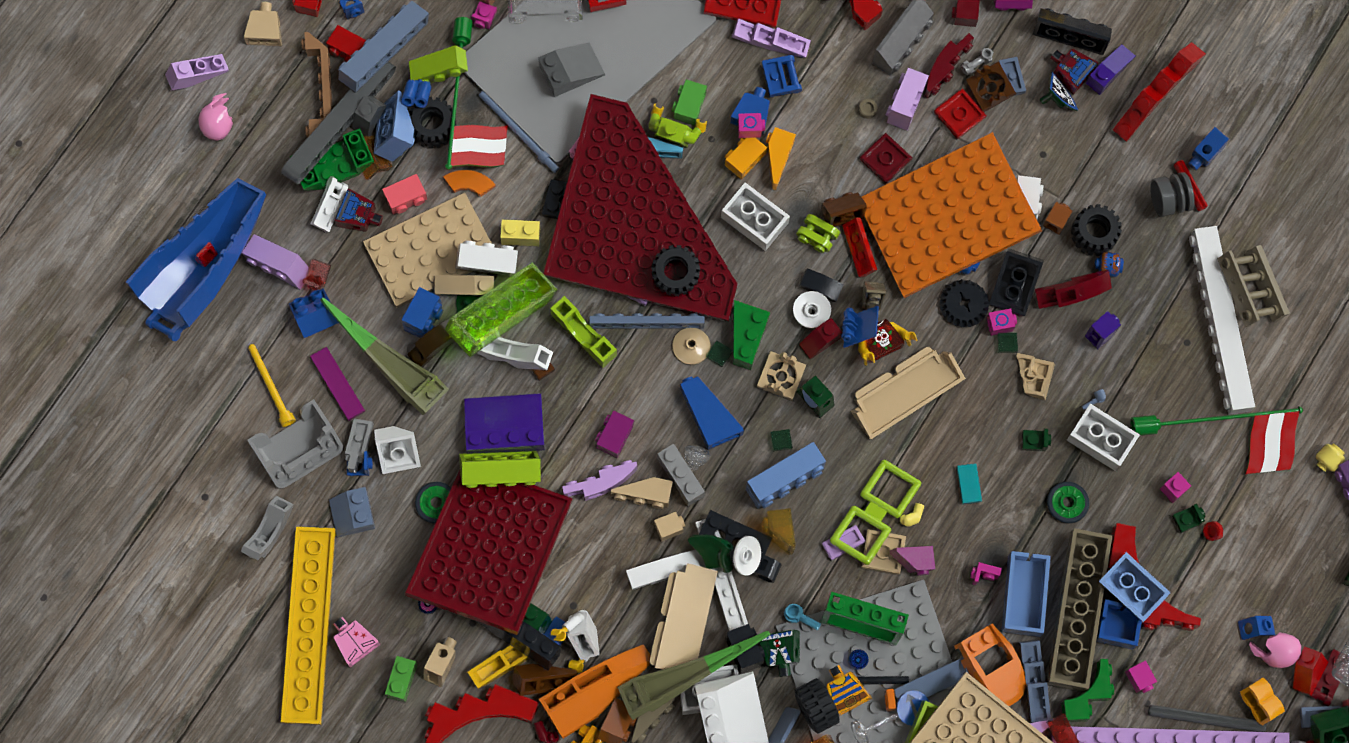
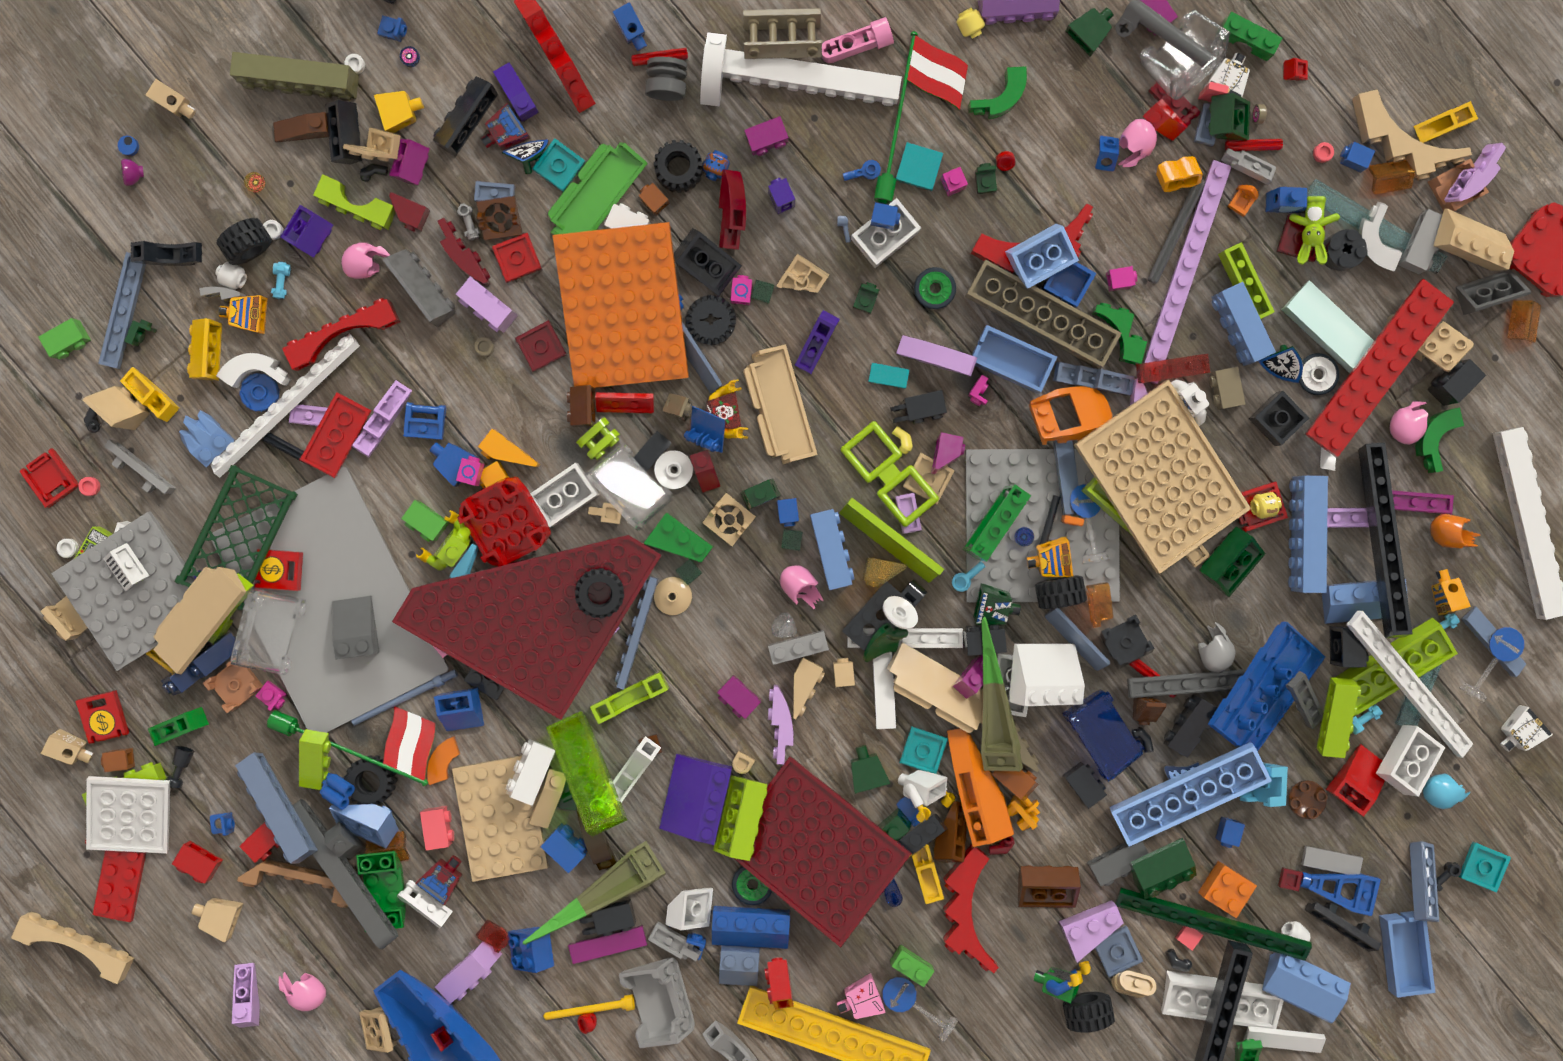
camera: 70 degrees left, 15 degrees up
(199, 198) = (368, 1023): none -> tan piece
(256, 384) = (587, 1022): none -> red tile
(348, 552) = (780, 988): none -> brick
(365, 377) = (611, 918): none -> black hinge
(366, 679) = (900, 996): none -> piece
(392, 512) = (750, 927): none -> blue slope
(440, 662) = (913, 931): tan torso -> none
(470, 637) = (893, 895): none -> clear blue piece
(520, 232) = (510, 727): light yellow brick -> none
(523, 182) = (459, 709): none -> blue slope
(551, 458) = (742, 763): none -> tan tile
(580, 577) = (867, 771): none -> dark green torso
(617, 627) = (923, 750): none -> teal tile
(700, 645) = (971, 678): none -> magenta brick
(709, 414) = (750, 600): blue slope -> none
(713, 169) = (504, 521): none -> red plate
(744, 455) = (800, 580): none -> bright pink helmet
(751, 263) = (607, 513): none -> tan plate
(781, 273) = (629, 487): none -> clear windscreen
(807, 427) = (788, 511): none -> blue brick
(812, 531) = (891, 540): none -> lime arch
(922, 302) = (700, 363): none -> sand blue slope
(949, 522) = (921, 407): none -> black hinge
(978, 405) = (817, 341): none -> dark purple slope
(1004, 519) = (936, 355): none -> lavender slope
(1058, 126) = (559, 165): none -> teal tile
(1058, 167) = (600, 186): none -> bright green slope
(1118, 426) = (885, 216): none -> blue brick
(1153, 302) = (766, 136): none -> magenta brick
(1157, 406) = (869, 170): none -> blue plate
(1177, 452) = (919, 166): none -> teal tile
(1196, 231) = (712, 69): none -> white arch
(1273, 515) = (1014, 87): none -> green arch
(1287, 373) = (877, 34): none -> bright pink beam

